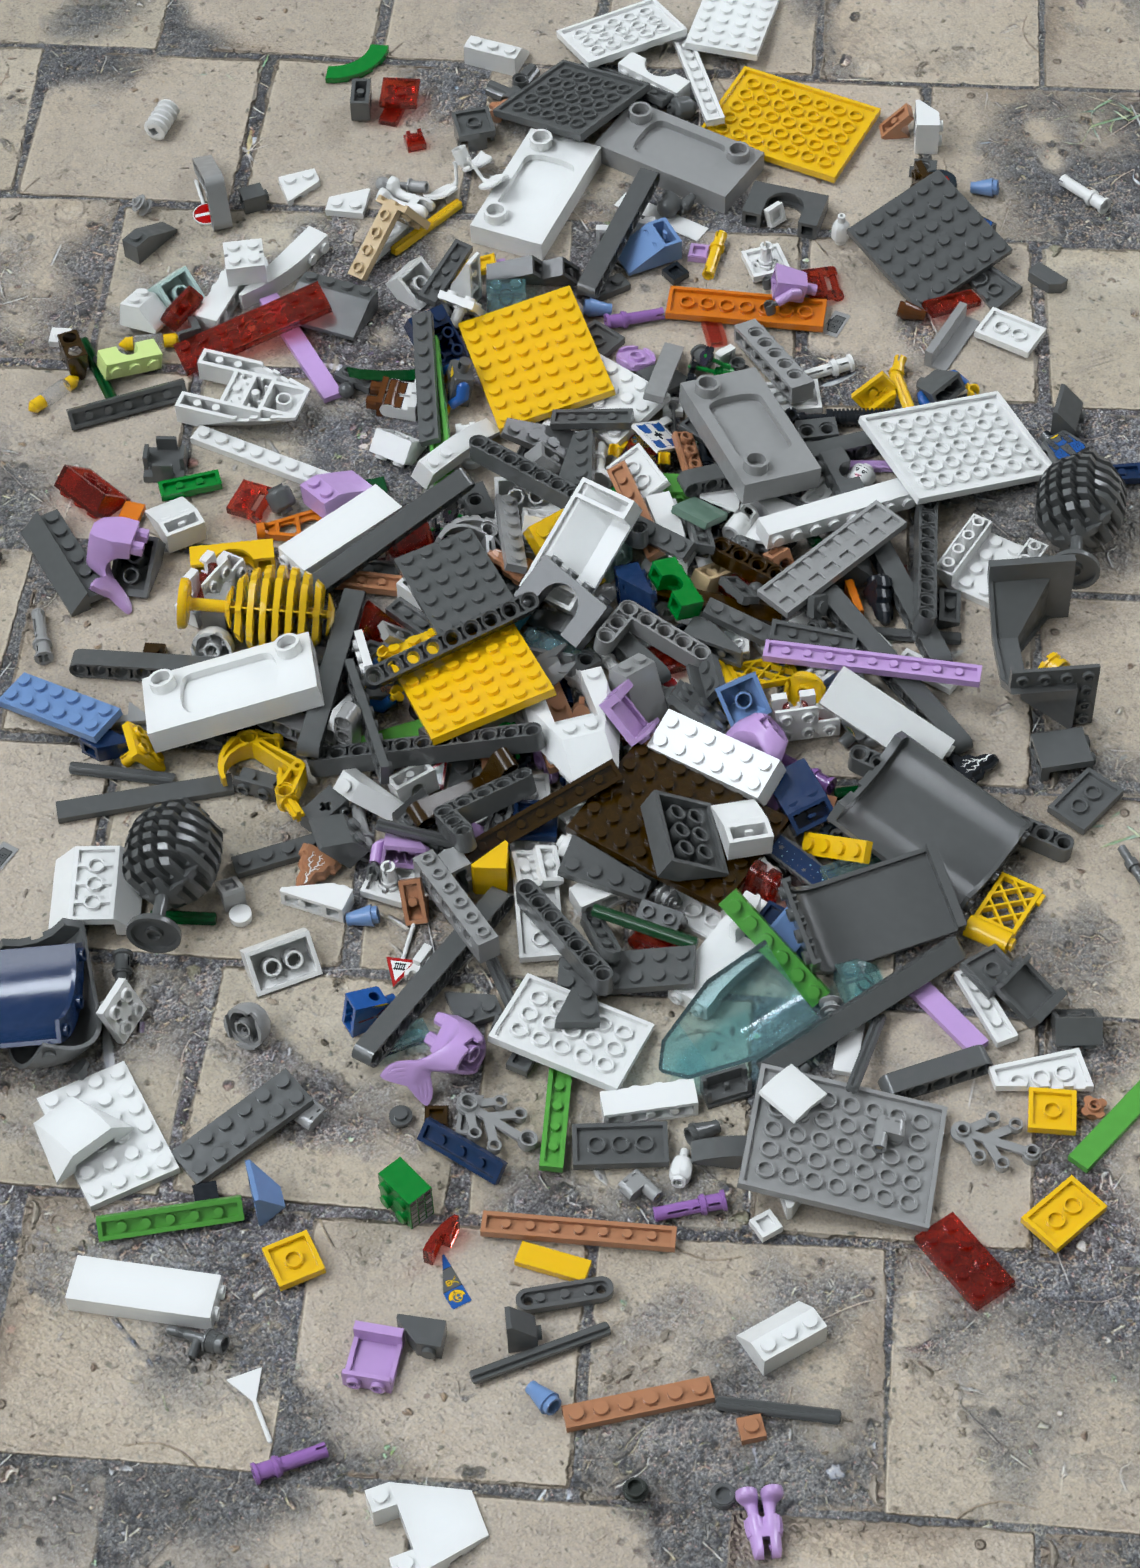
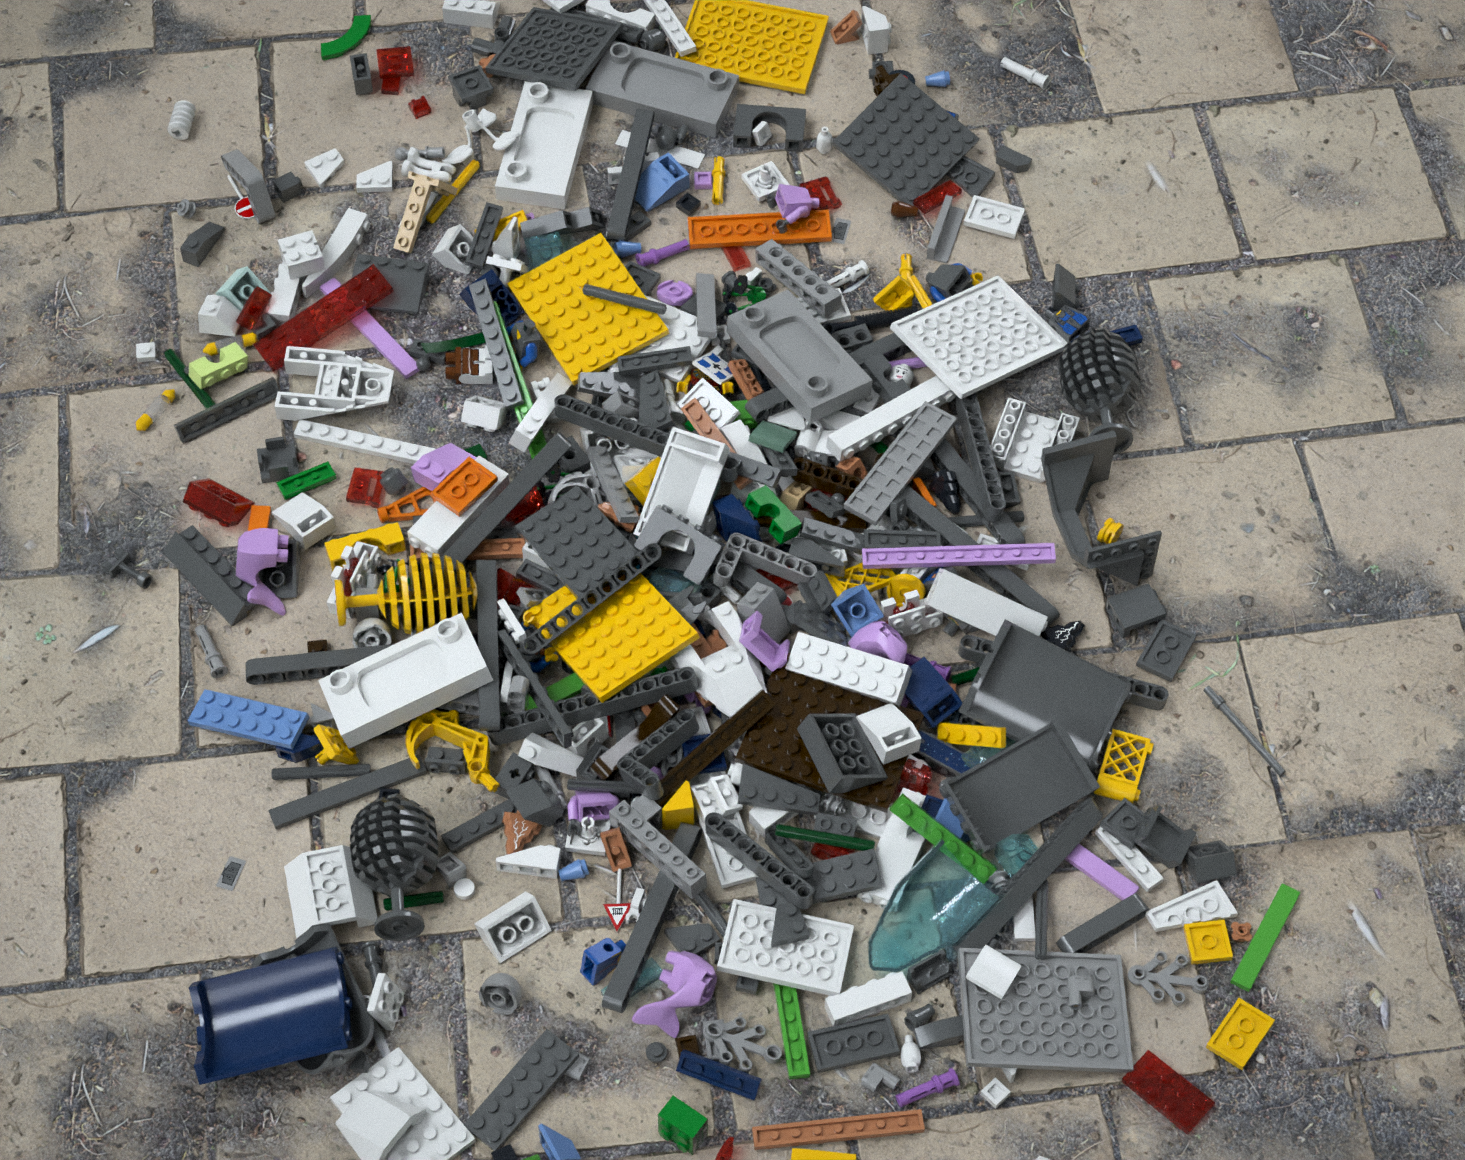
camera: 15 degrees left, 5 degrees up
(77, 364) = (172, 379): dark brown piece -> none
(350, 510) = (464, 486): none -> orange plate
(575, 352) = (625, 299): none -> dark grey axle

